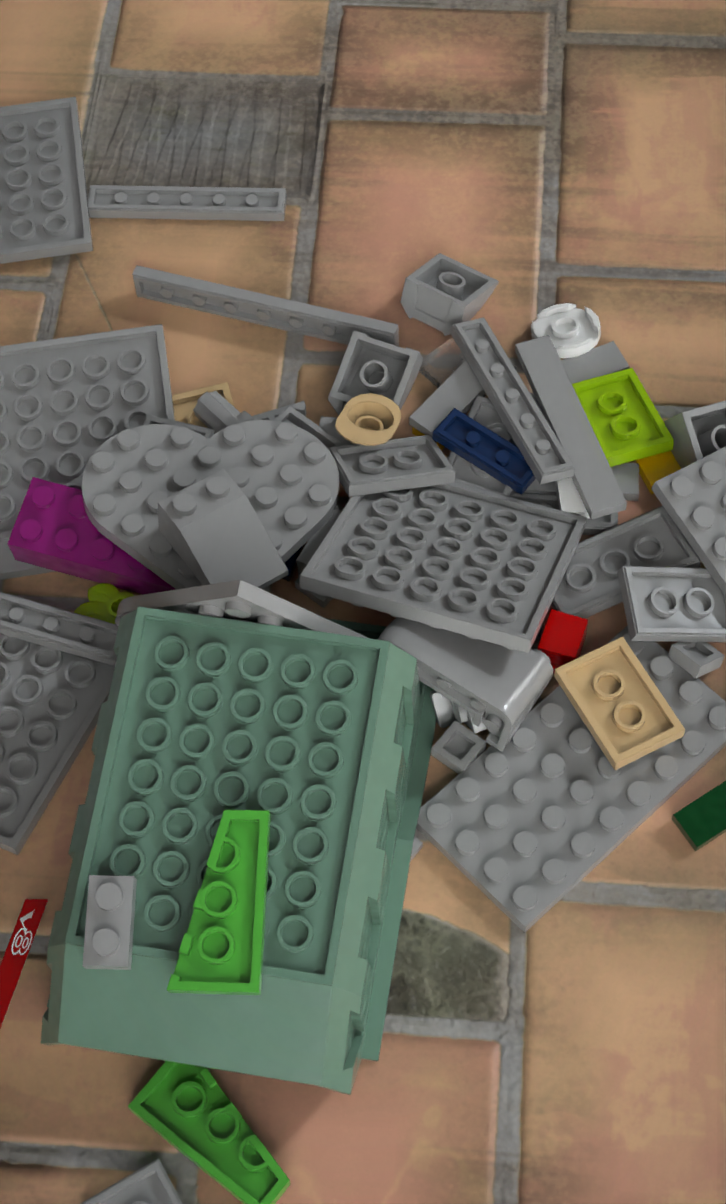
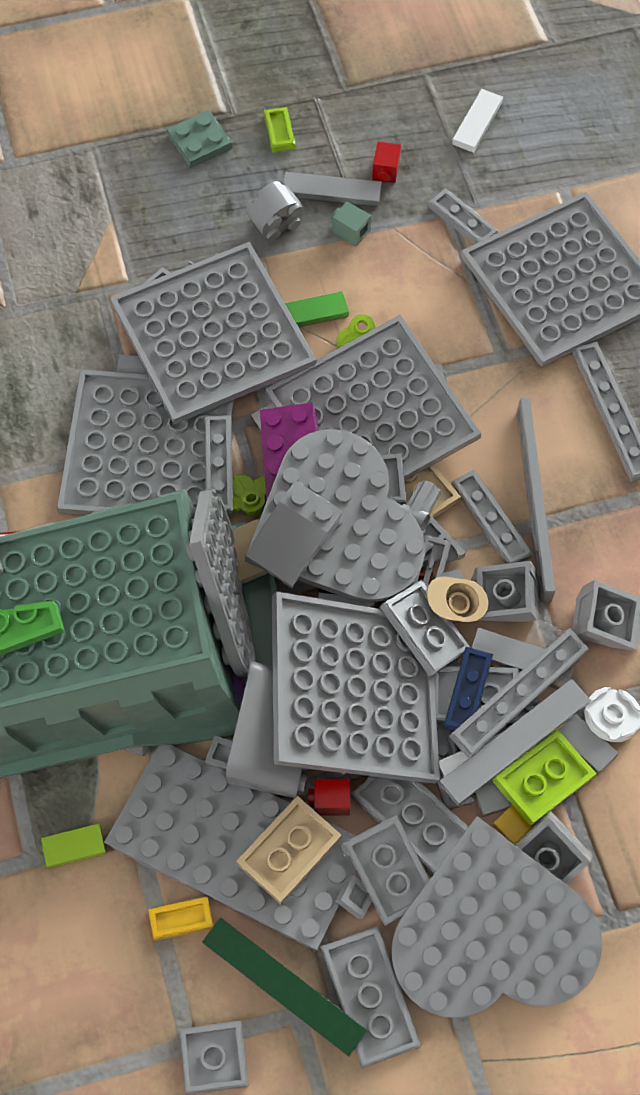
camera: 65 degrees right, 5 degrees up
(269, 365) = (491, 518): none -> light grey tile
(514, 970) = (73, 846): none -> lime tile
(656, 866) = (180, 918): none -> yellow tile

